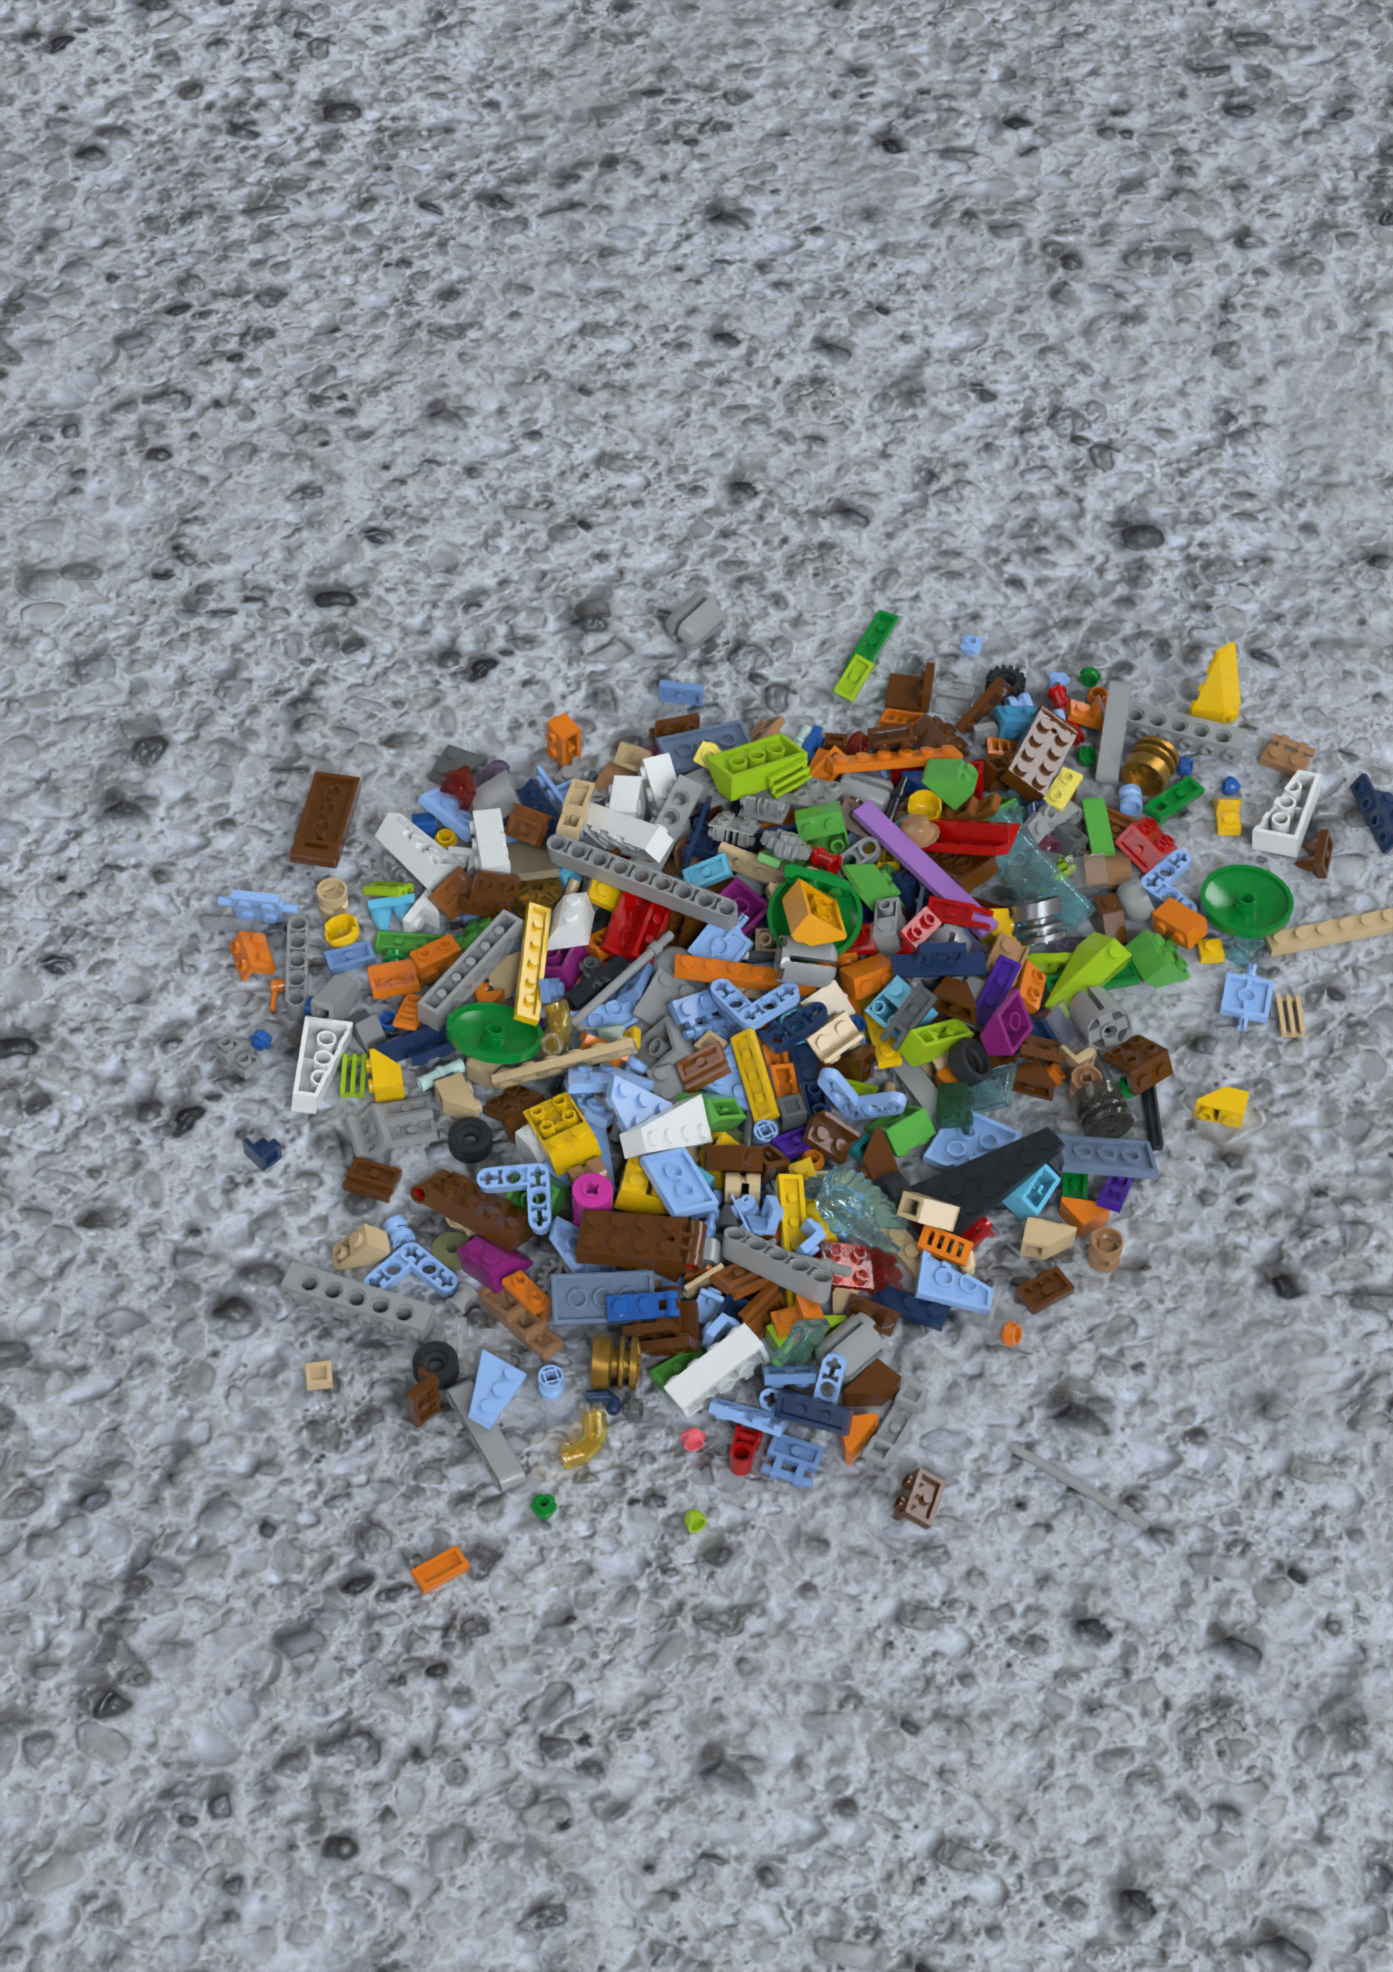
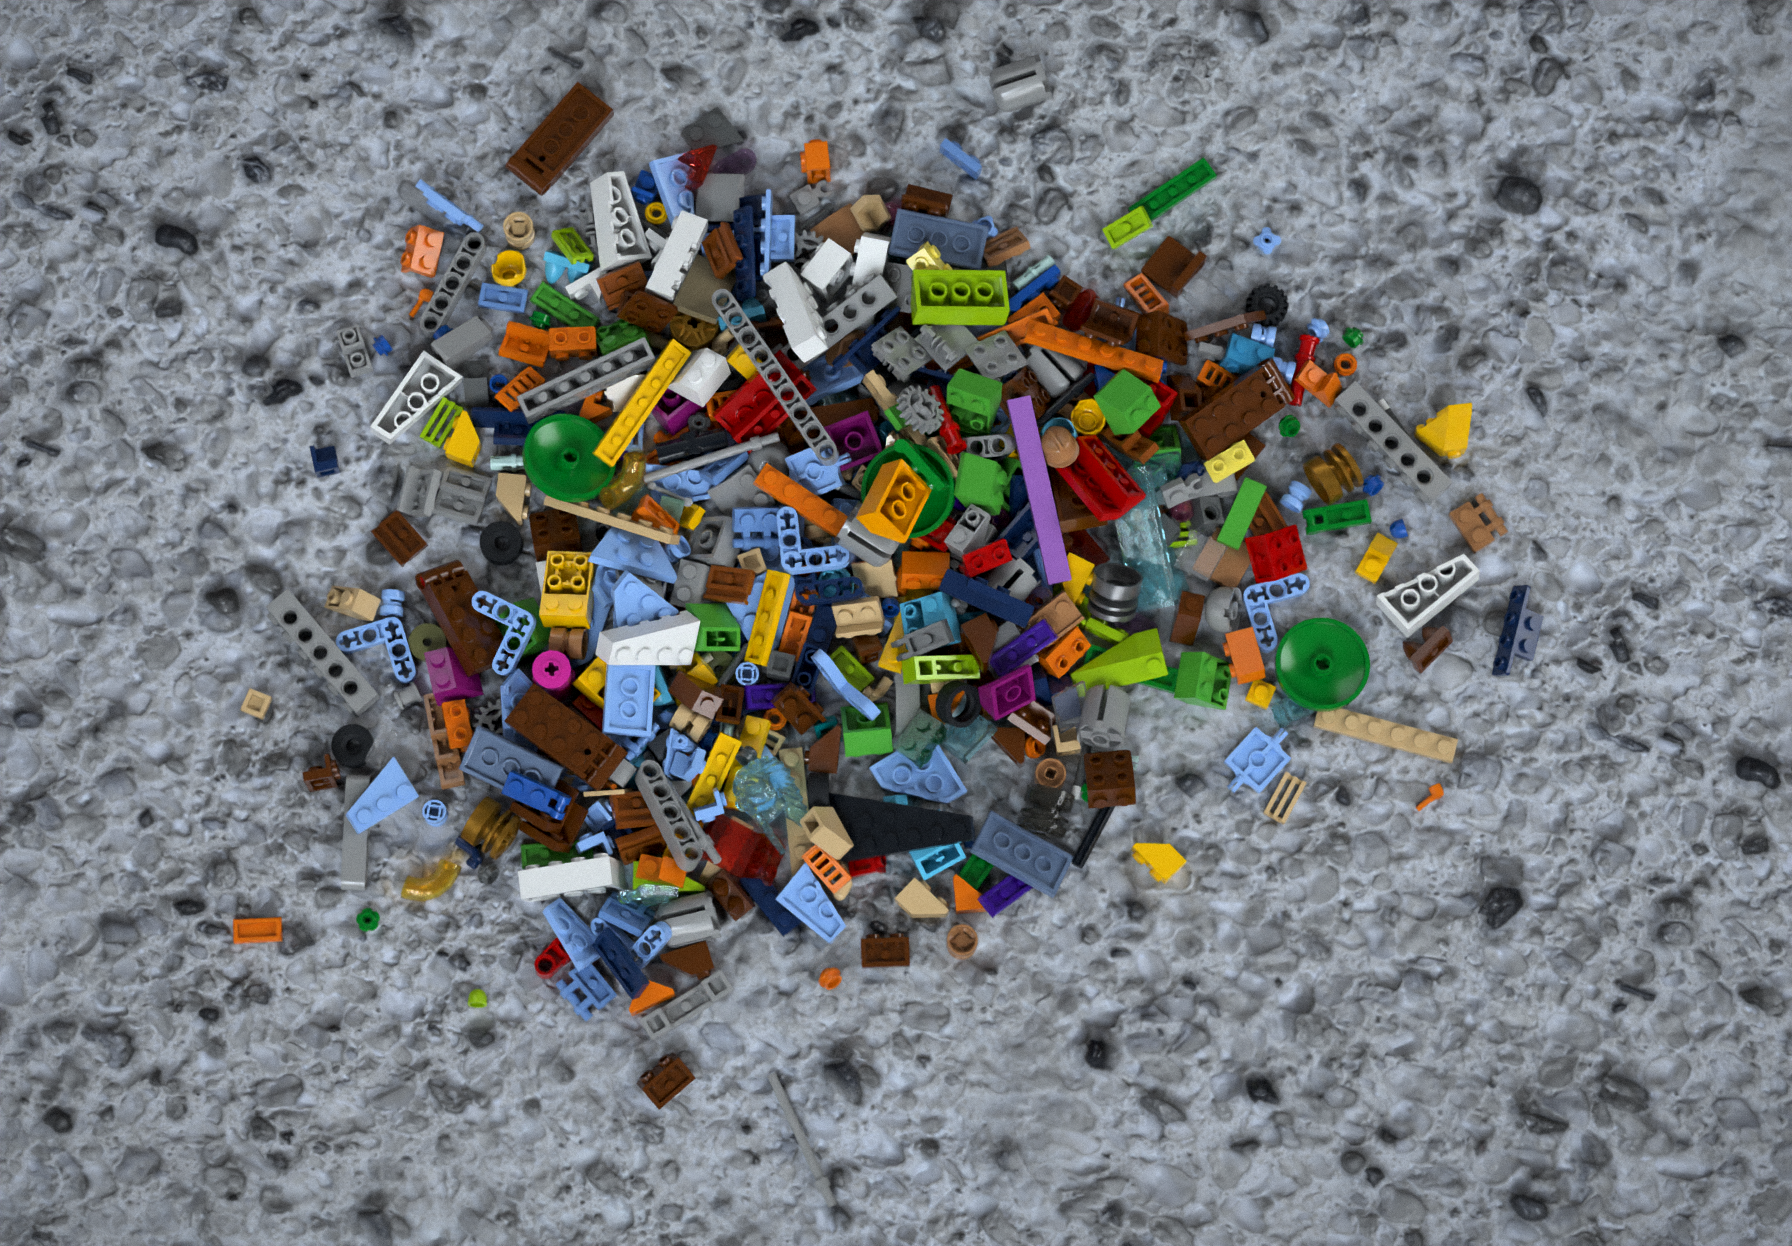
camera: 30 degrees right, 25 degrees up
(551, 990) = (645, 436): medium blue plate -> none
(575, 809) = (762, 267): tan slope -> none
(693, 1439) = (519, 926): coral plate -> none
(708, 871) = (846, 391): medium azure tile -> none
(791, 781) = (980, 326): lime tile -> none
(959, 913) = (1035, 554): red hinge -> none
(1113, 732) = (1323, 419): light grey beam -> none

